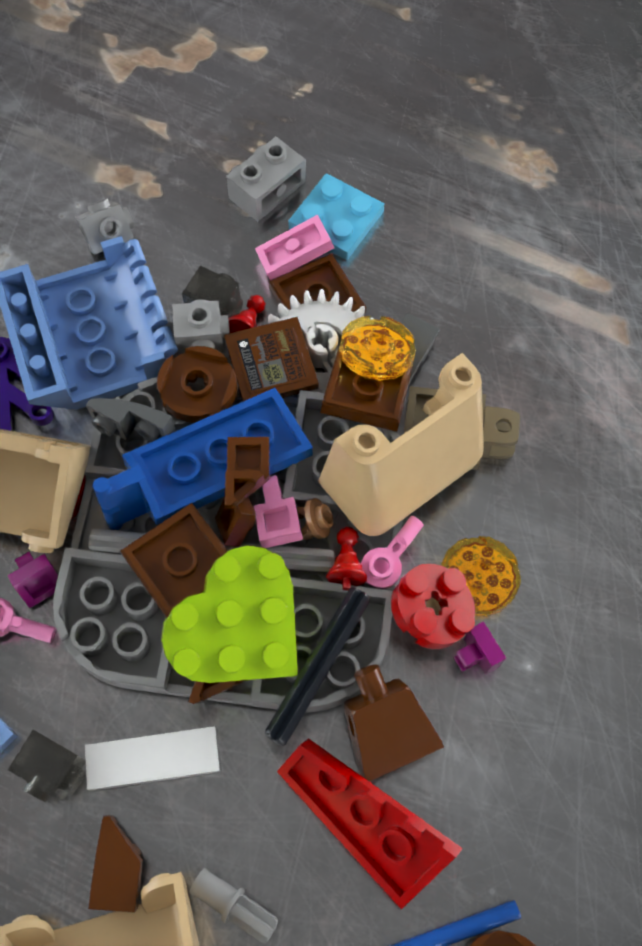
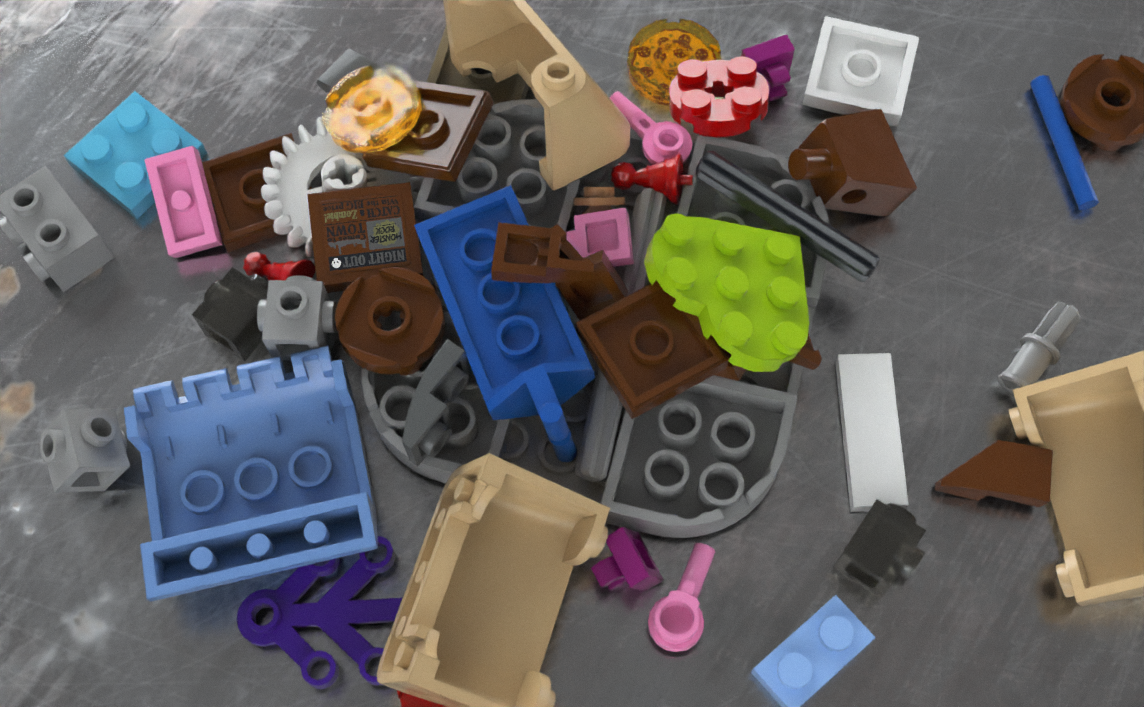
camera: 80 degrees left, 0 degrees up
(376, 829) = (959, 196): red wing -> none
(494, 734) = (860, 69): none -> white plate

